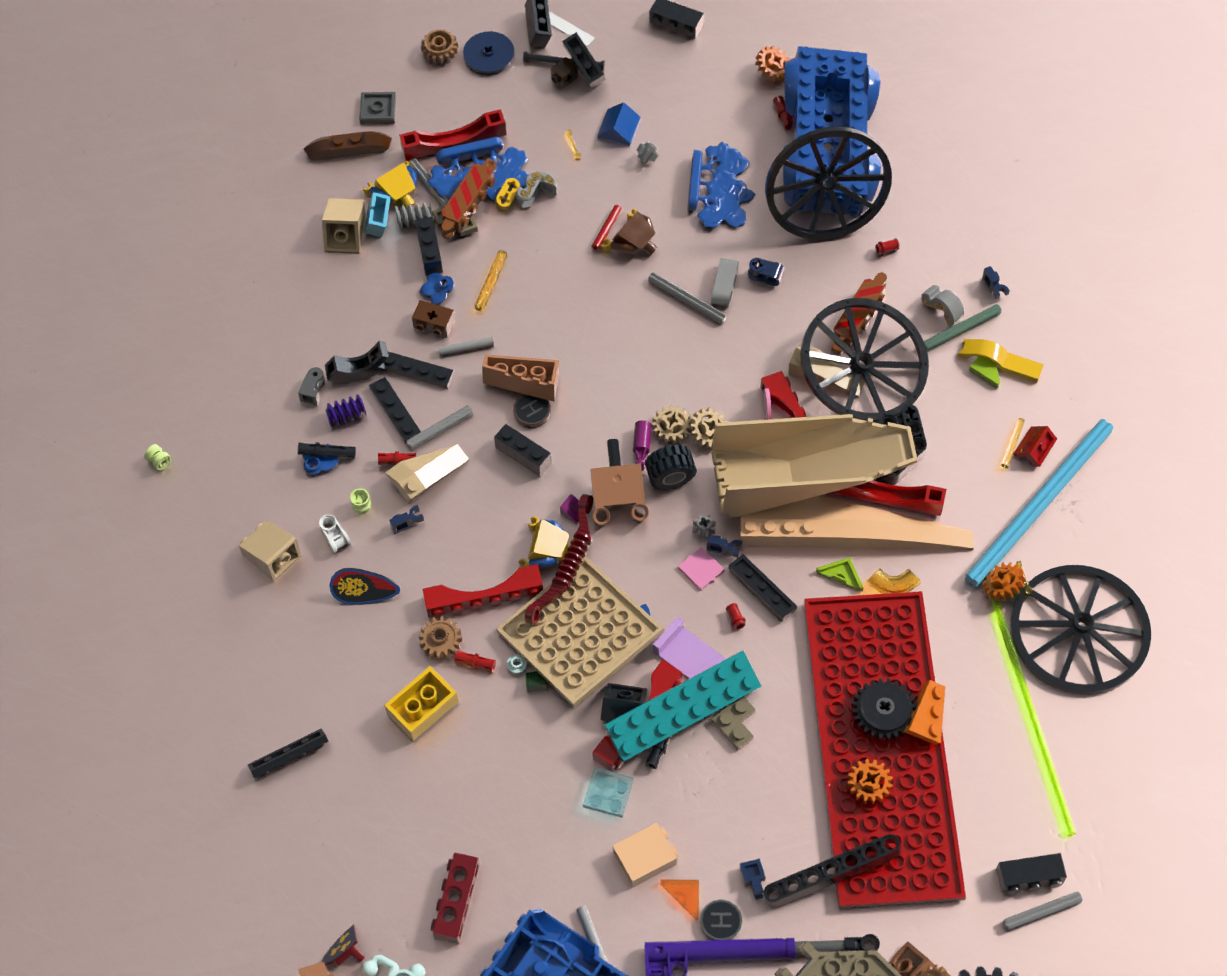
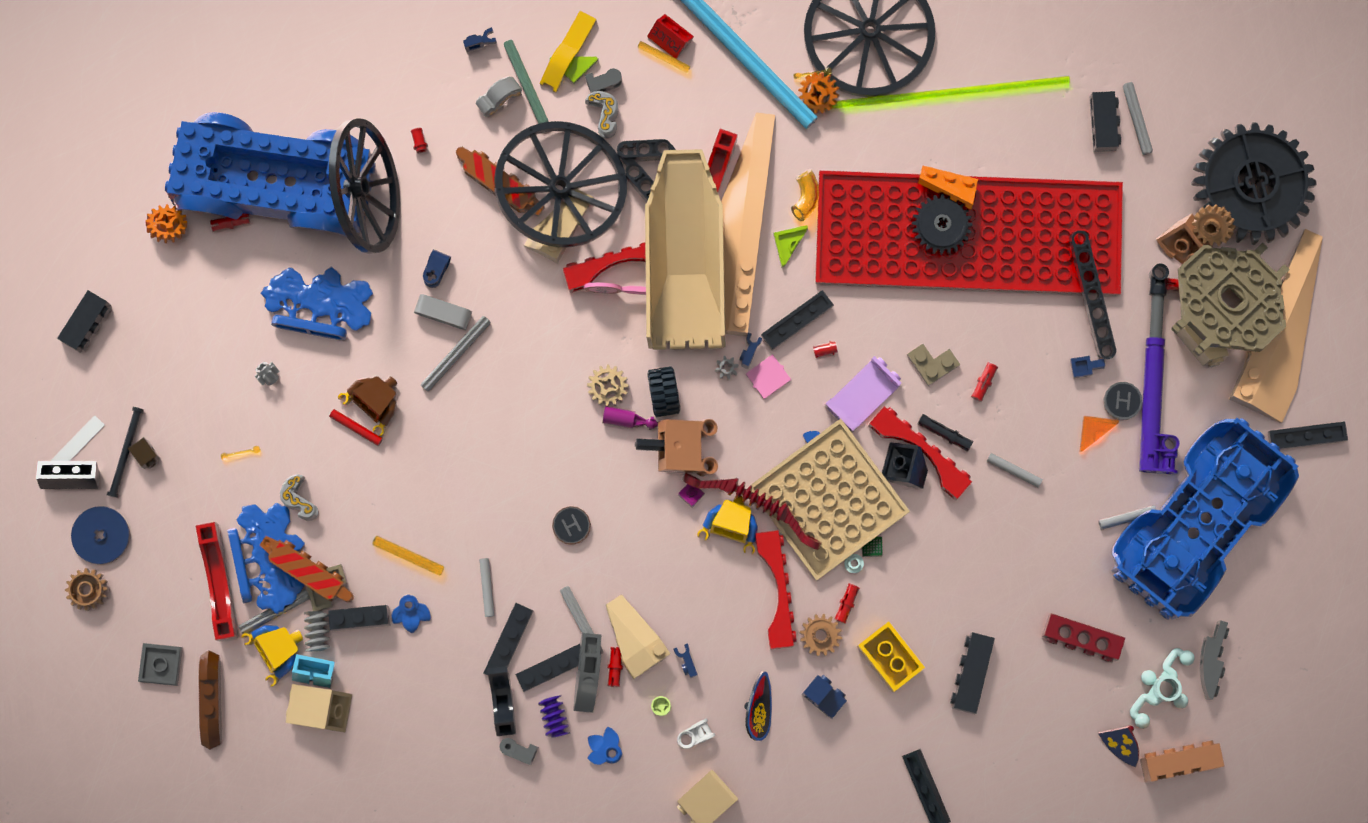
camera: 85 degrees left, 20 degrees up
(326, 450) = (599, 738): black pin -> none
(379, 644) = (824, 696): none -> dark blue brick
(389, 431) = (588, 672): none -> dark grey slope
(410, 787) = (973, 673): none -> black brick
(433, 318) = (442, 625): reddish brown brick -> none
(504, 192) = (302, 525): yellow beam -> none
(522, 375) = (536, 529): nougat wedge -> none
(522, 450) = (621, 538): black brick -> none
(583, 60) = (137, 428): black brick -> none
(608, 792) = (993, 488): clear light blue plate -> none
(619, 124) = (222, 400): blue slope -> none
(631, 813) = (1014, 470): none -> light grey piece
(645, 854) = (1057, 460): light nougat brick -> none
(682, 706) = (920, 409): teal plate -> none
(705, 428) = (609, 344): tan gear -> none
(722, 774) = (989, 370): none -> red pin
(873, 773) = (1014, 256): orange gear -> none
(944, 398) = (609, 112): none -> light grey animal
(974, 391) = (604, 82): none -> dark grey leg

